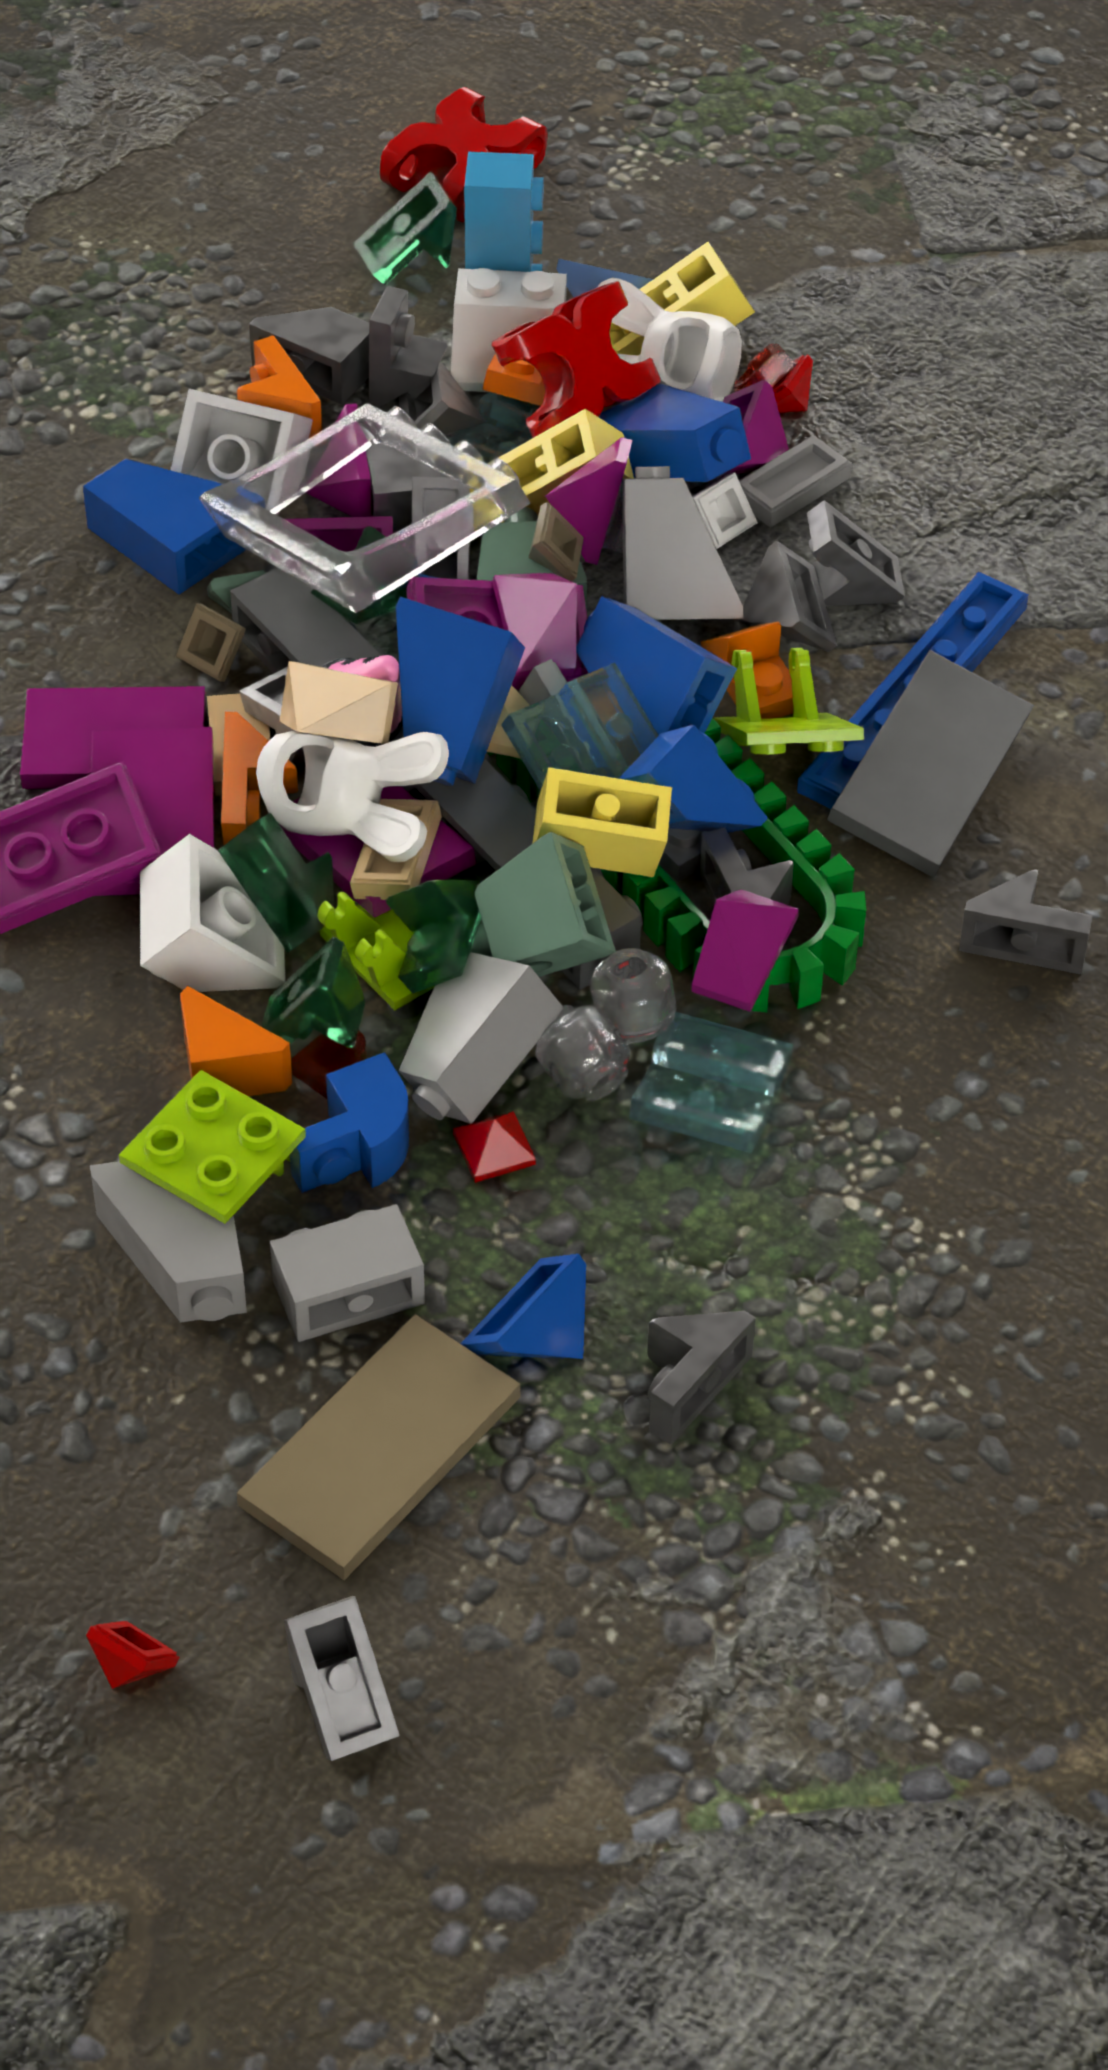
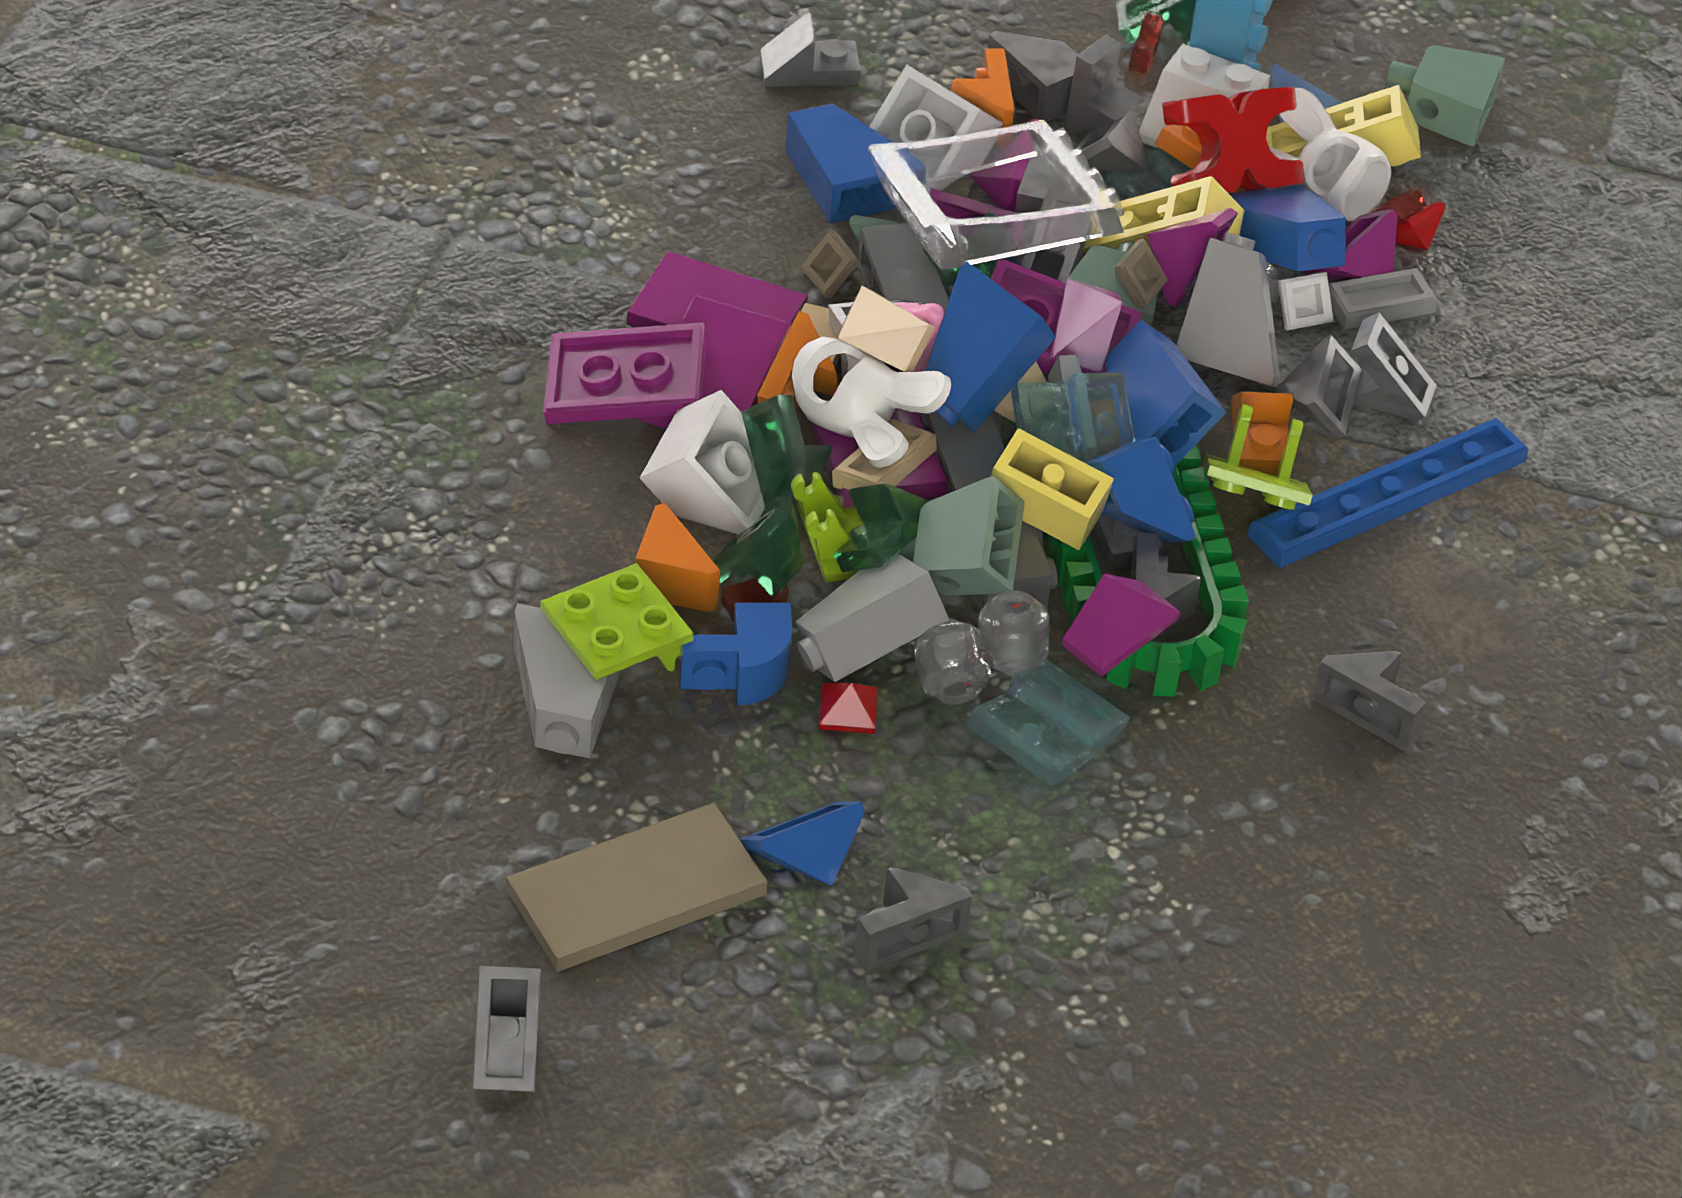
camera: 20 degrees right, 5 degrees down
(56, 417) = (799, 60): none -> flat silver slope
(128, 1652) = (364, 957): red slope -> none
(347, 1272) = (677, 753): light grey brick -> none
(412, 276) = (1146, 44): none -> clear red tile
(746, 226) = (1450, 90): none -> sand green torso
(930, 763) = (1366, 547): dark grey tile -> none

